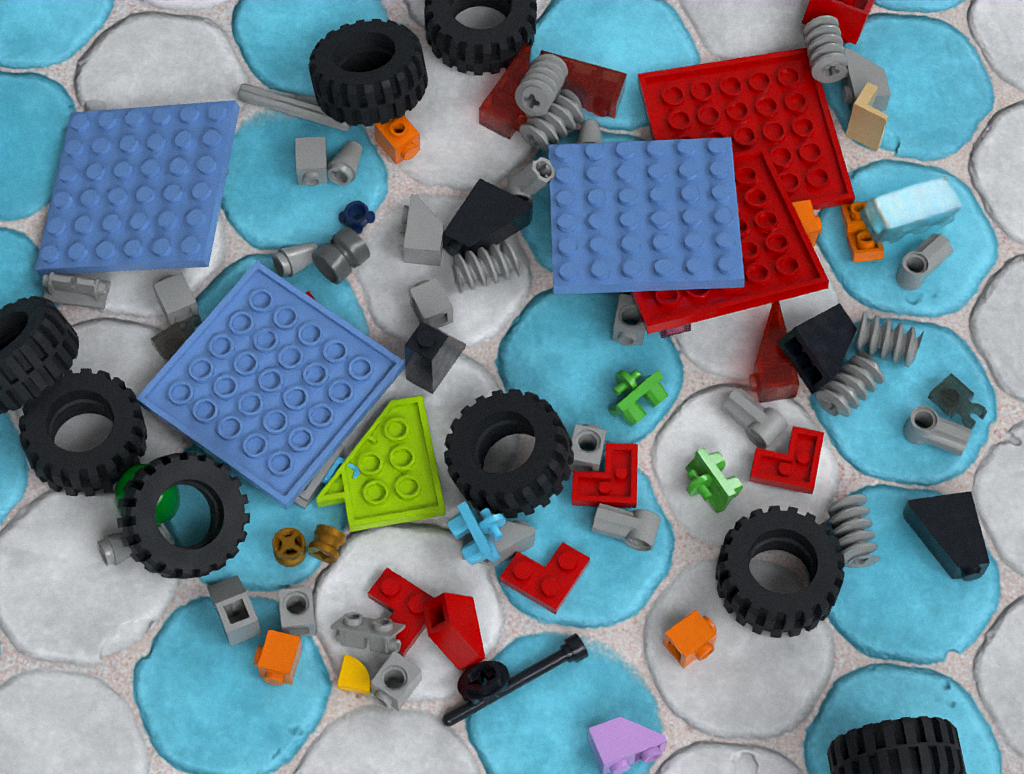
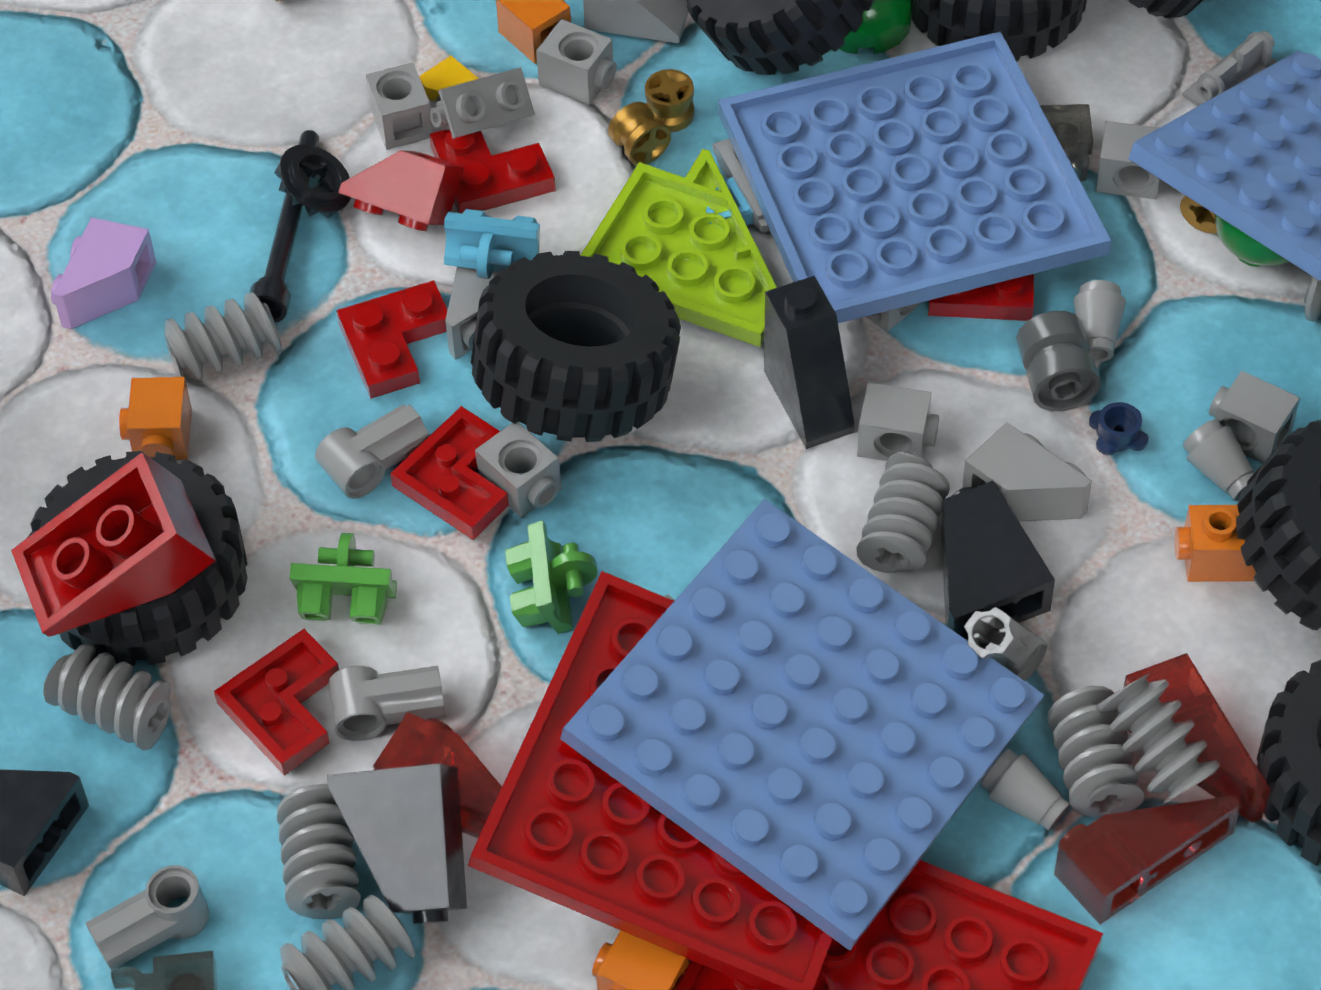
camera: 130 degrees right, 10 degrees down
(620, 647) = (221, 335): none -> light grey piece
(808, 544) = (113, 549): none -> red slope

